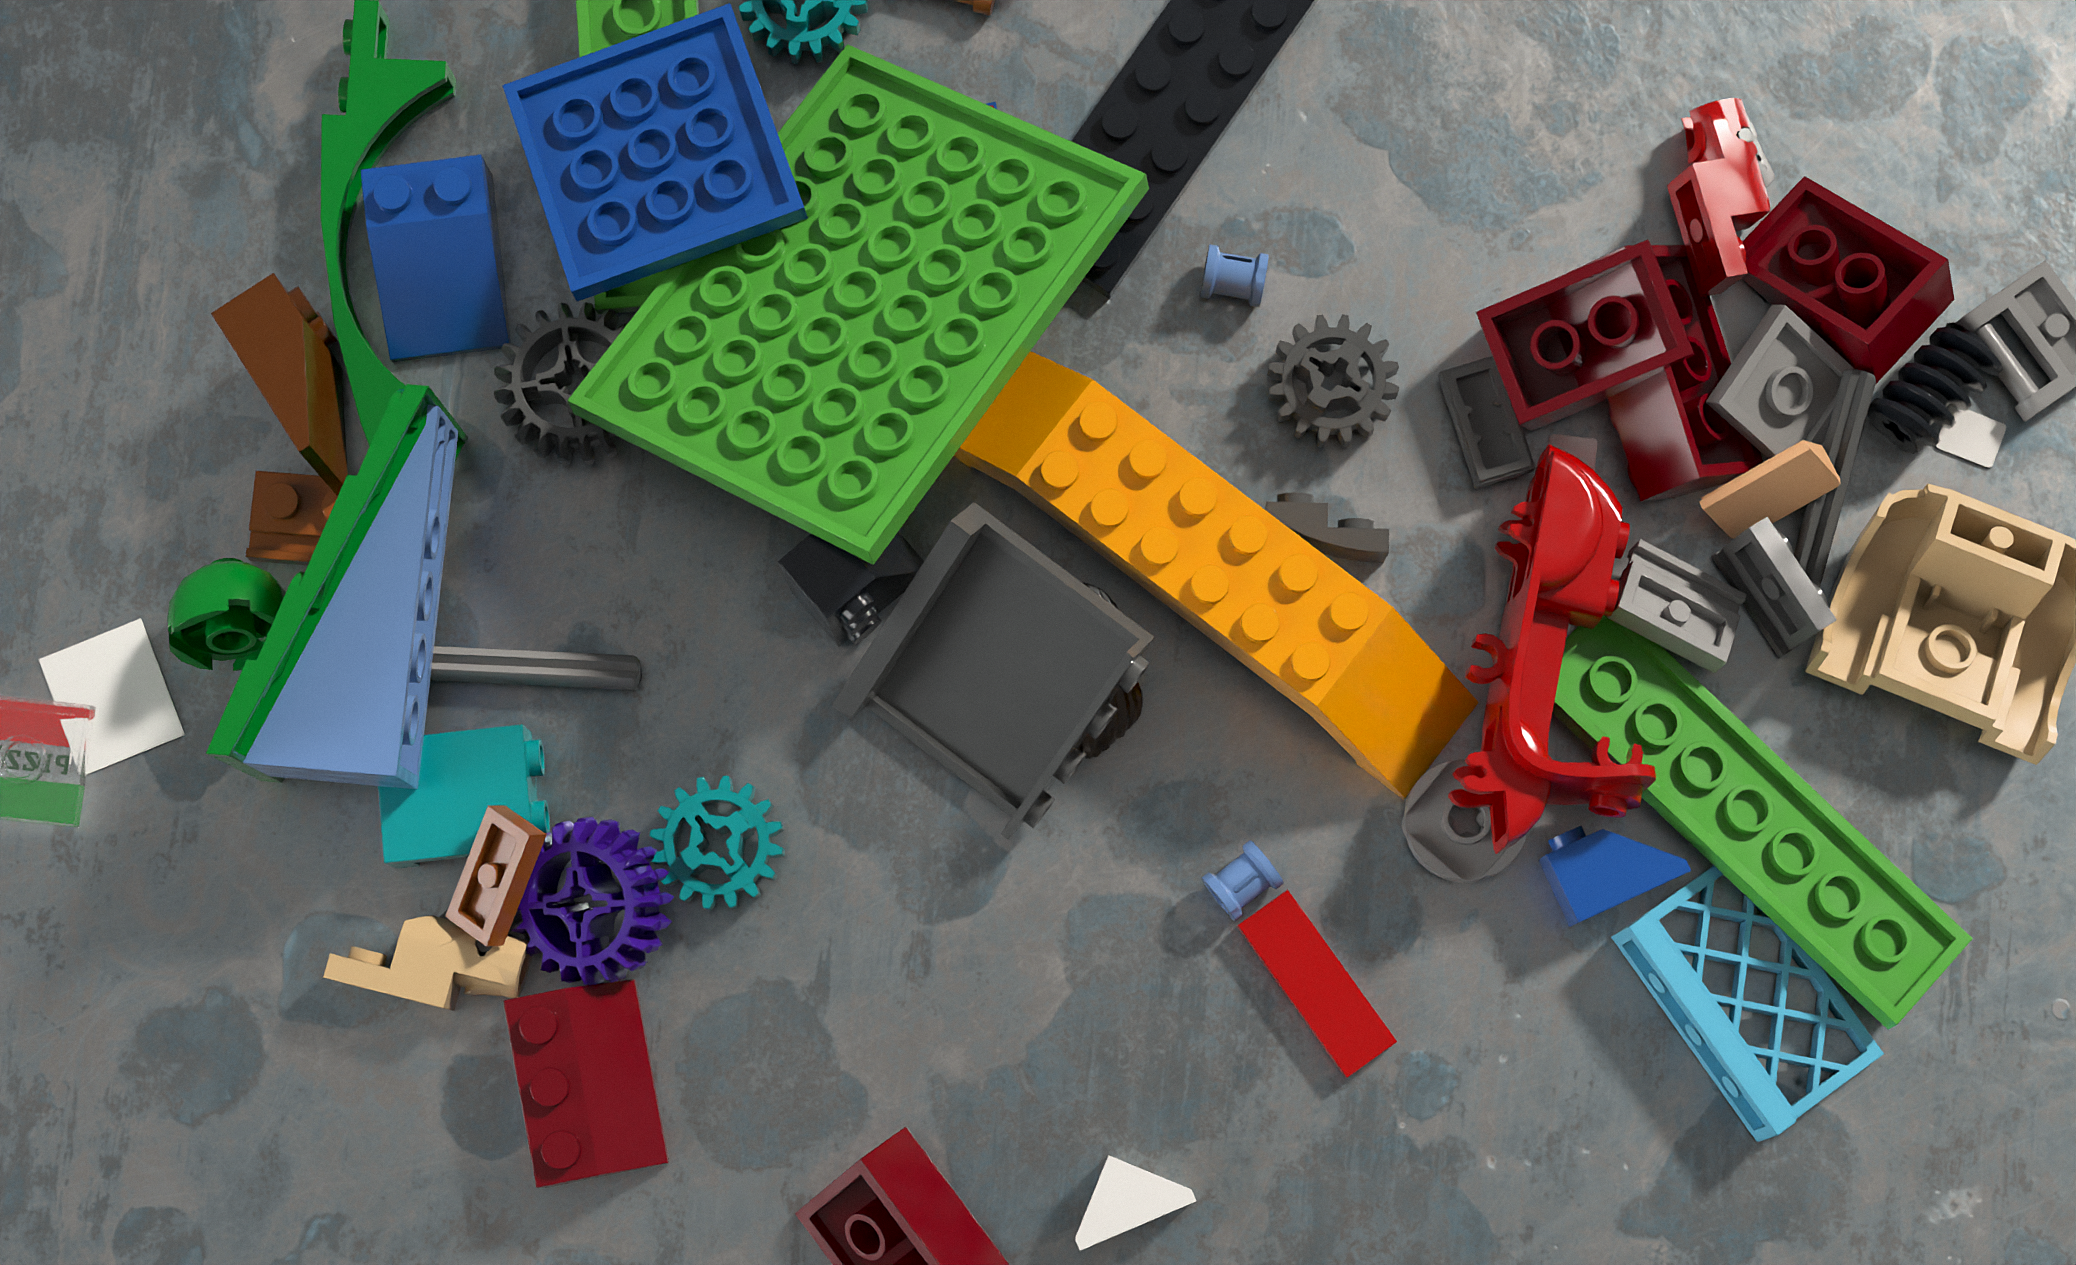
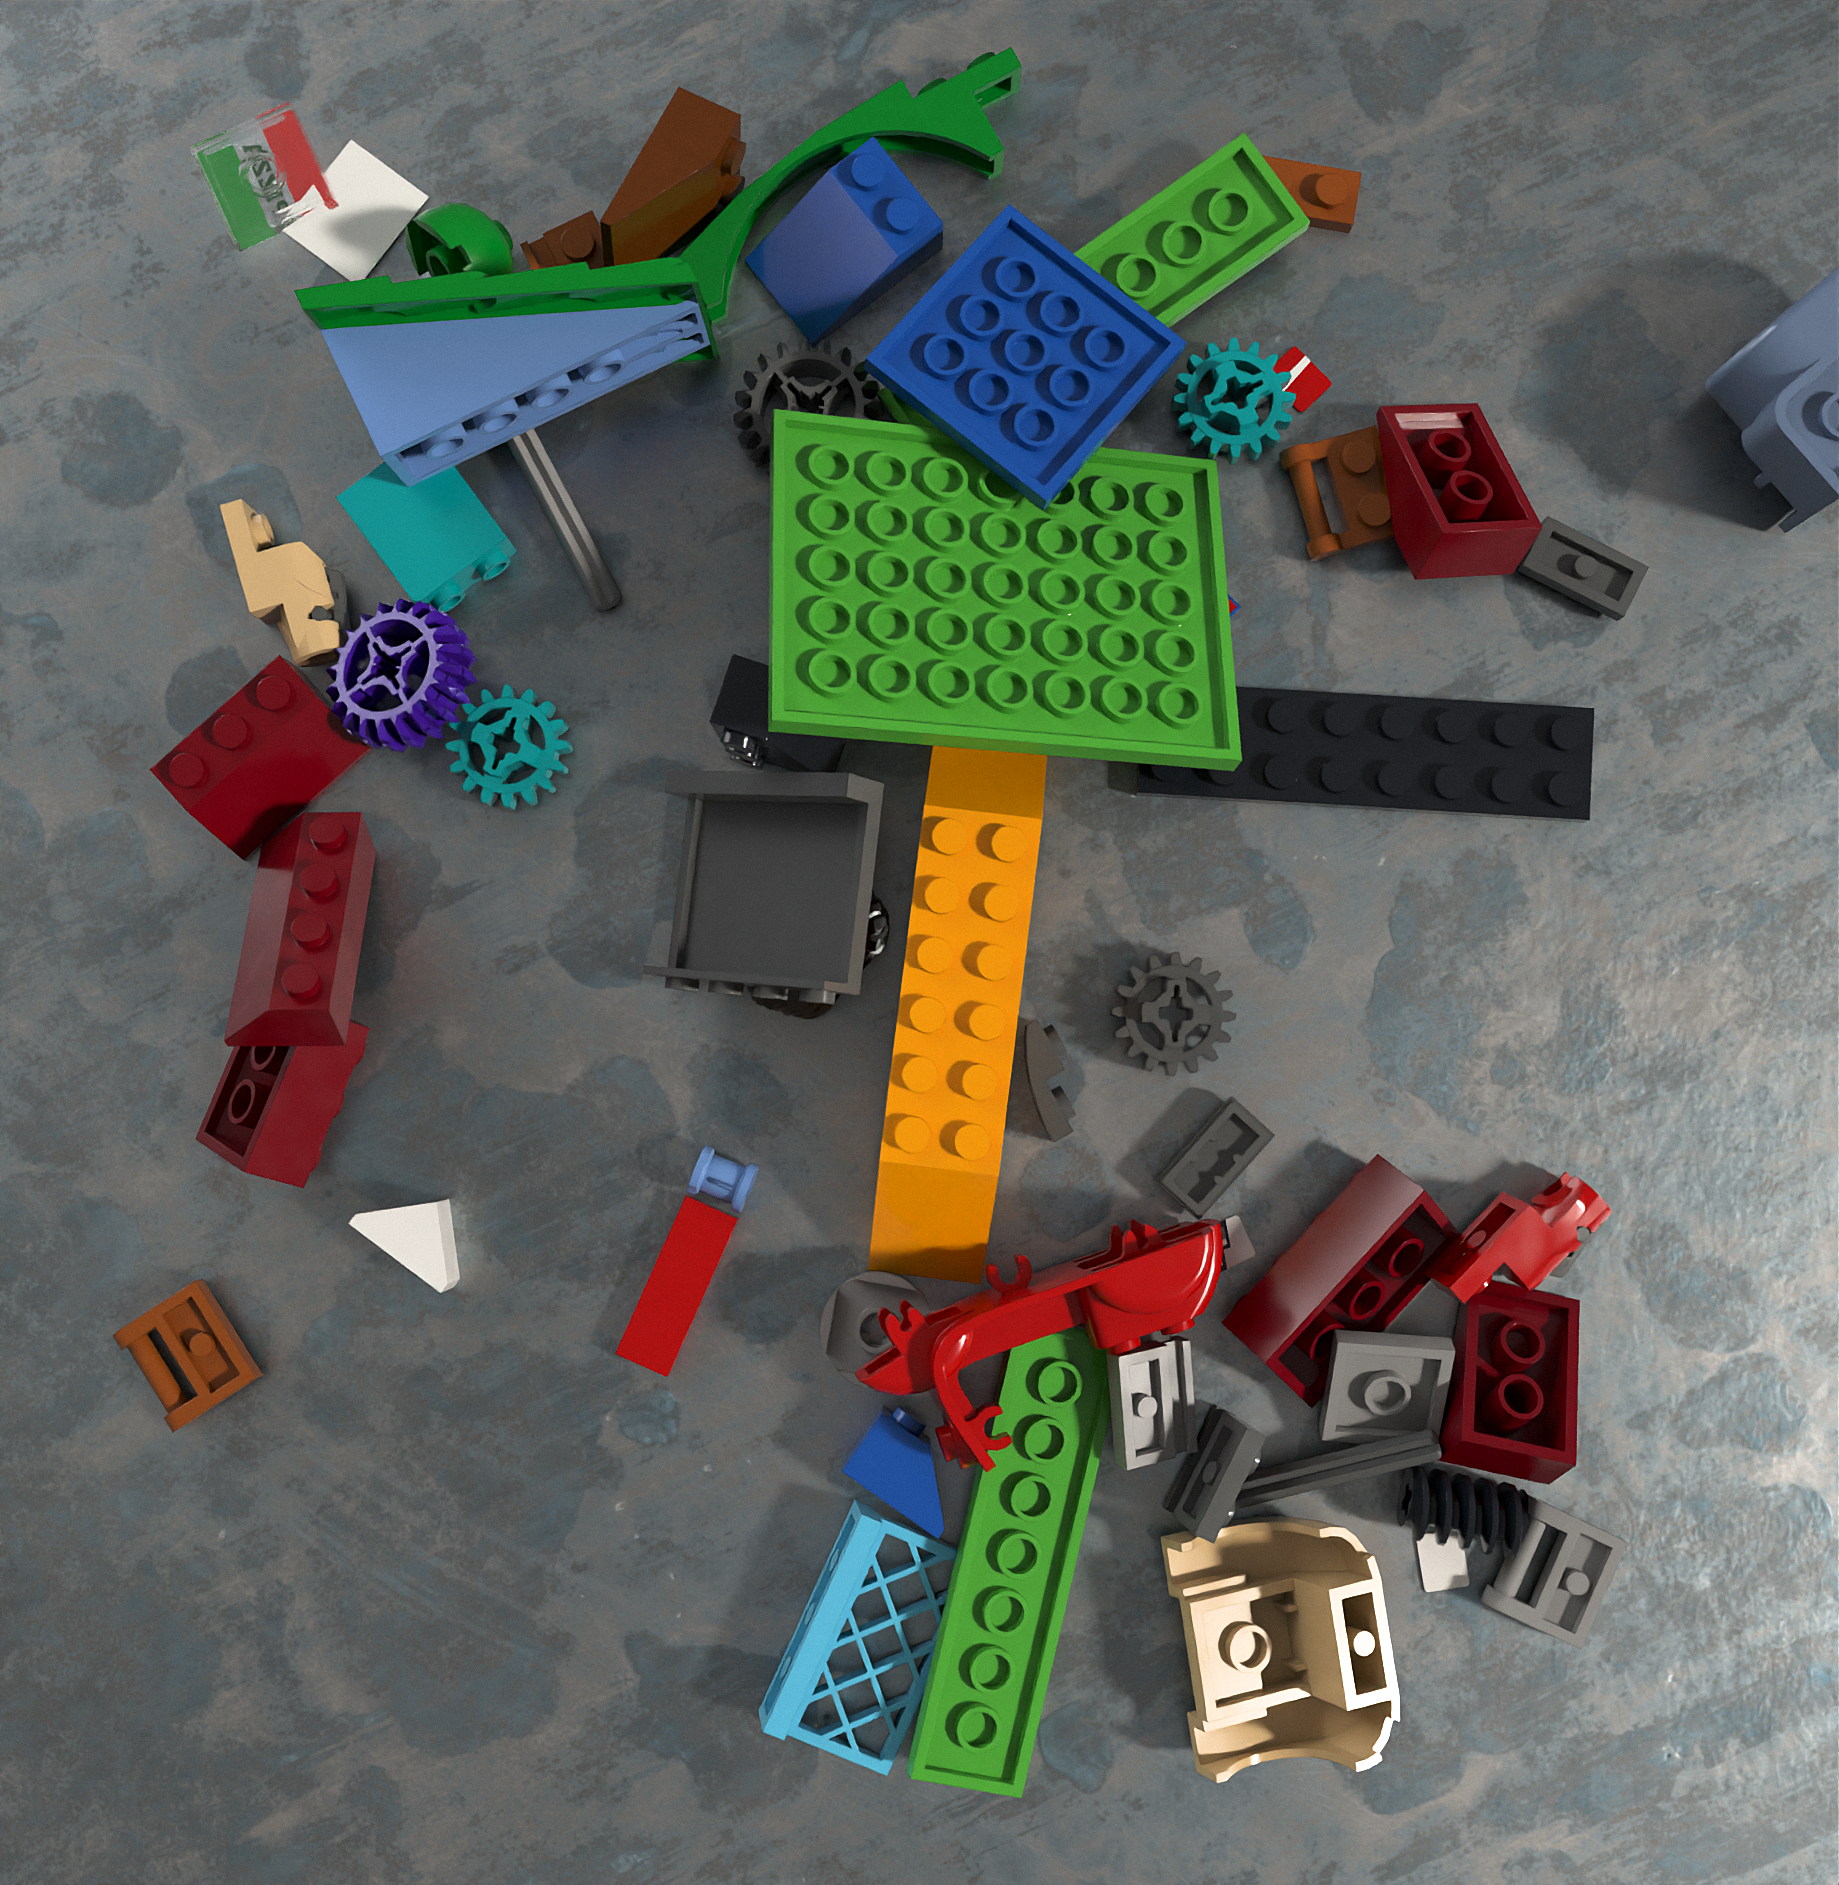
camera: 60 degrees right, 5 degrees up
(495, 875) = (371, 588): plate -> none
(780, 1133) = (304, 934): none -> dark red slope
(1234, 275) = (1212, 883): medium blue bush -> none
(1585, 336) = (1329, 1200): dark red slope -> none
(1772, 488) = (1294, 1426): light nougat slope -> none

